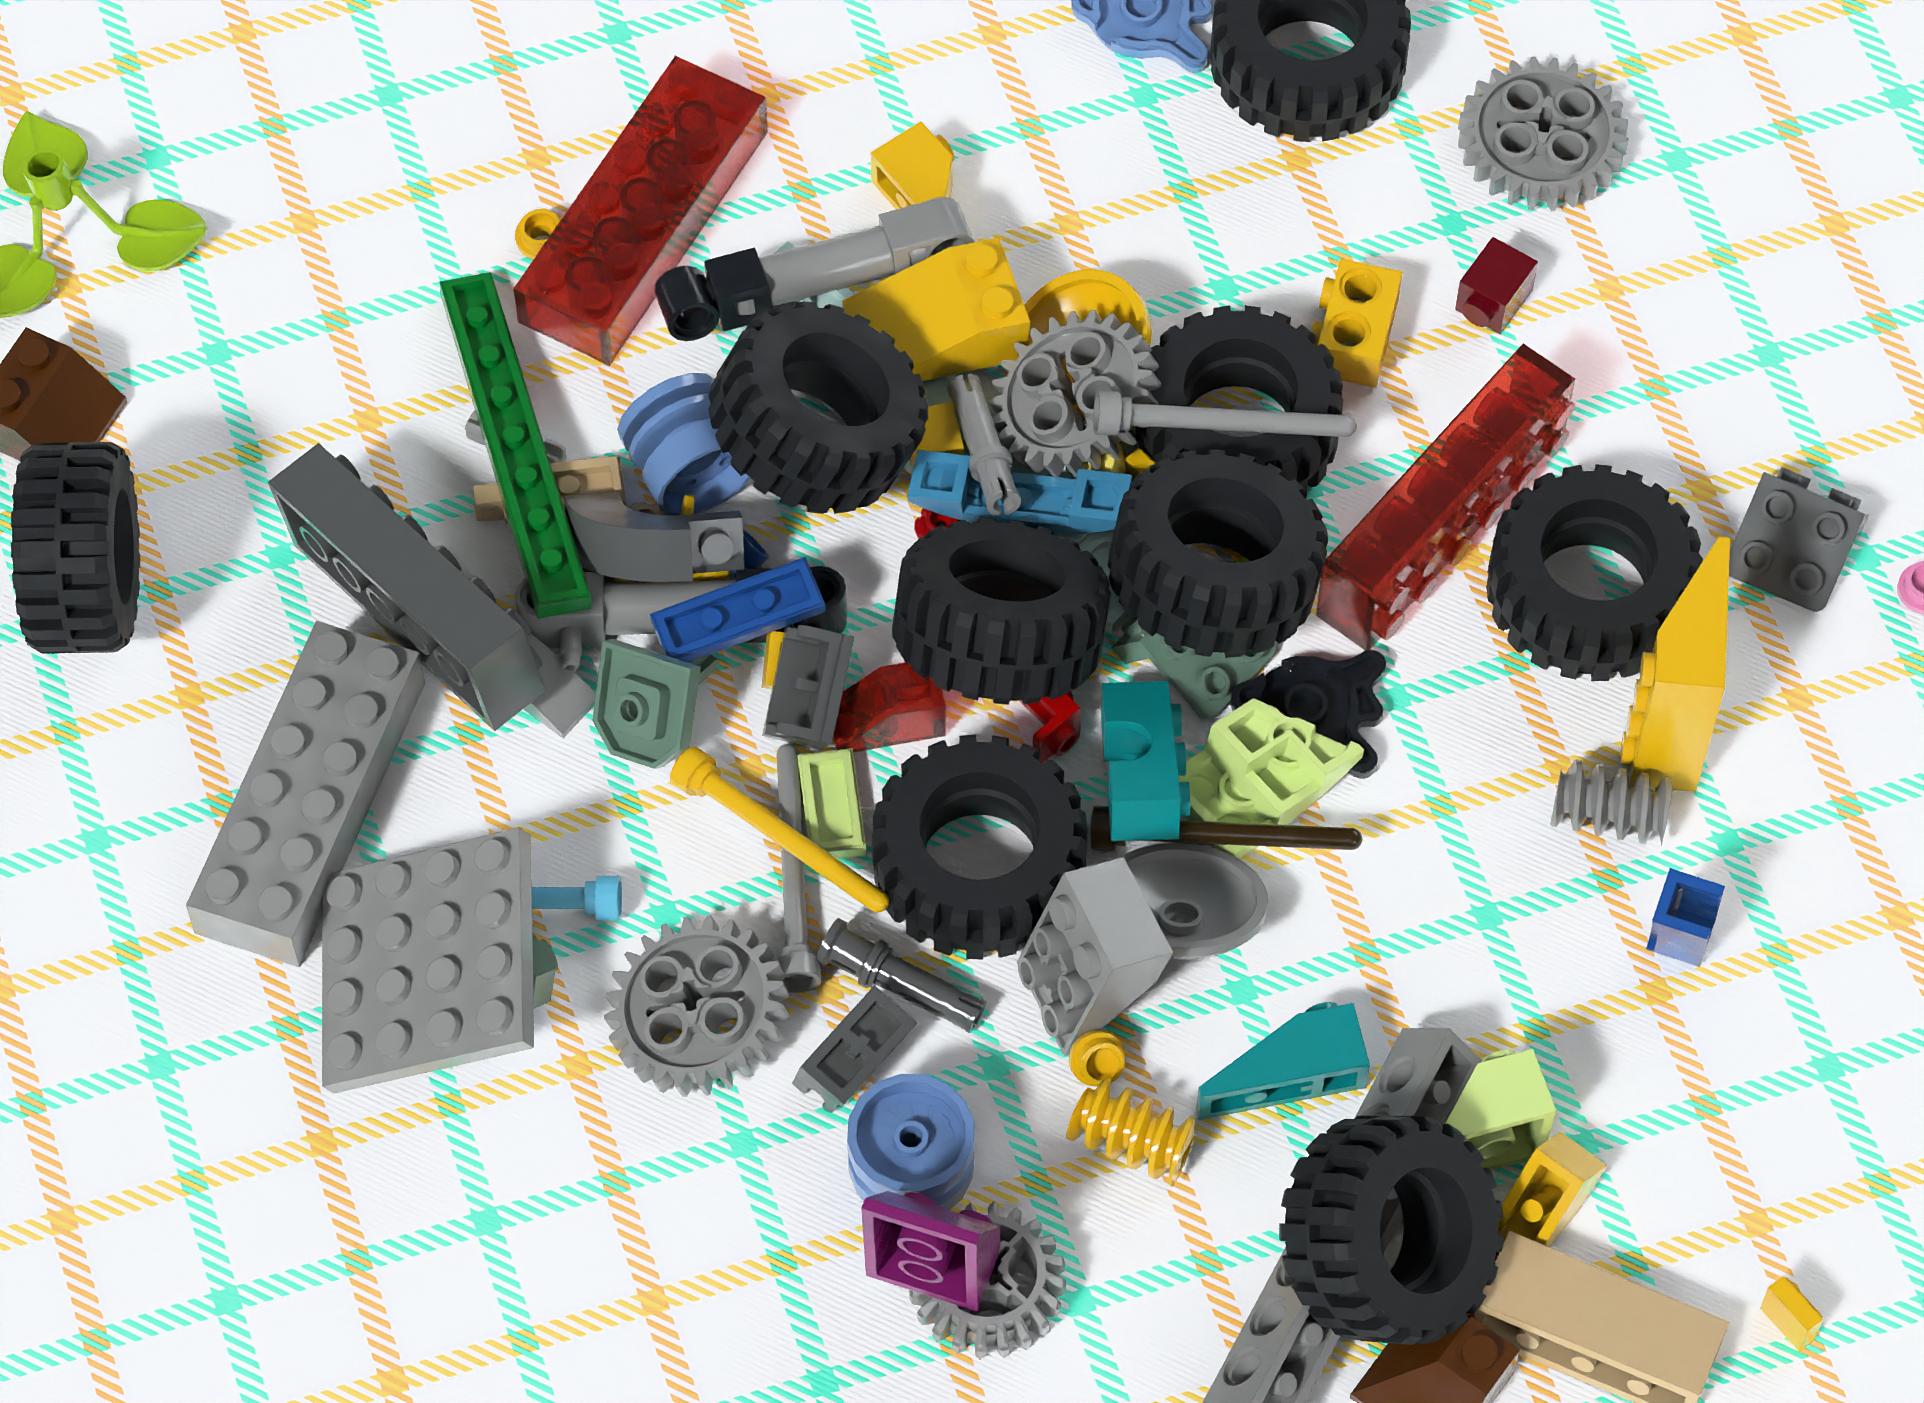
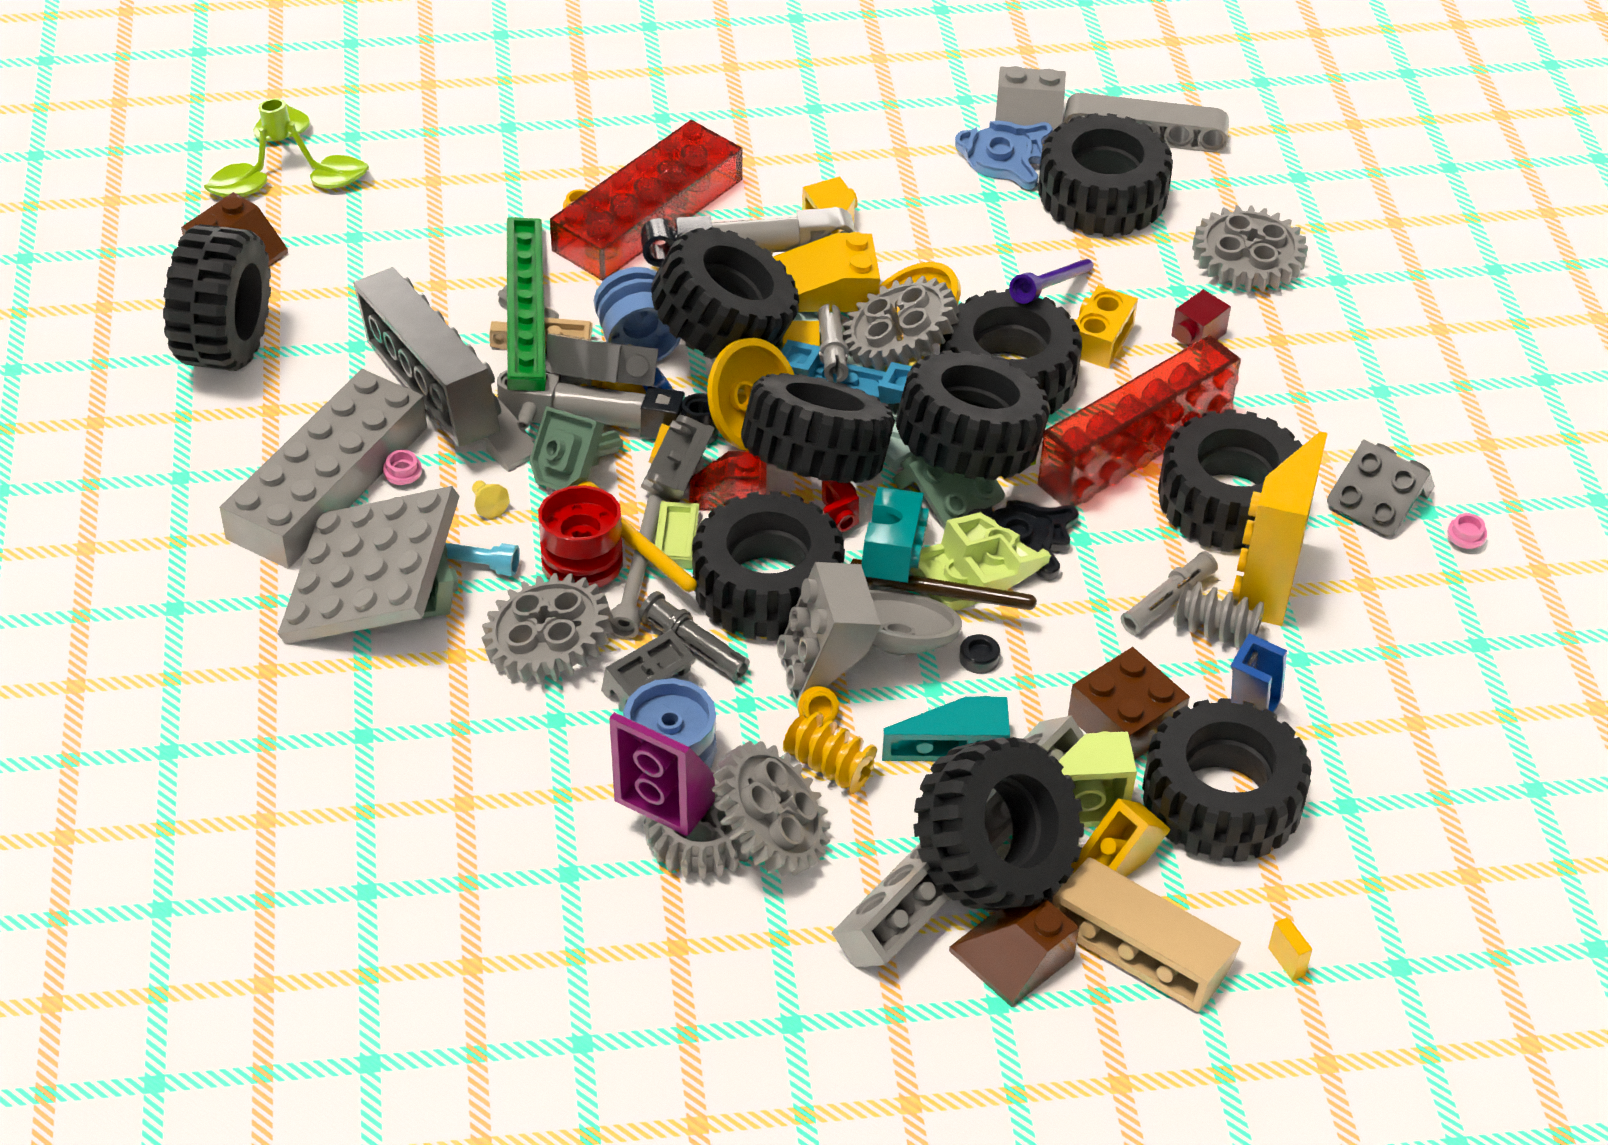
camera: 10 degrees right, 15 degrees down
(414, 754) = (402, 467): none -> bright pink plate
(553, 797) = (490, 499): none -> light yellow rock
(708, 851) = (581, 534): none -> red wheel
(738, 612) = (643, 405): blue tile -> none
(869, 550) = (732, 379): none -> yellow dish
(1080, 1249) = (771, 808): none -> light grey gear
(1118, 413) = (923, 324): light grey piece -> none
(1249, 305) = (1028, 286): none -> dark purple piece
(1295, 923) = (979, 654): none -> black tile
(1515, 976) = (1126, 697): none -> reddish brown brick
(1547, 757) = (1140, 615): none -> light grey pin
(1681, 1009) = (1236, 739): none -> black tyre

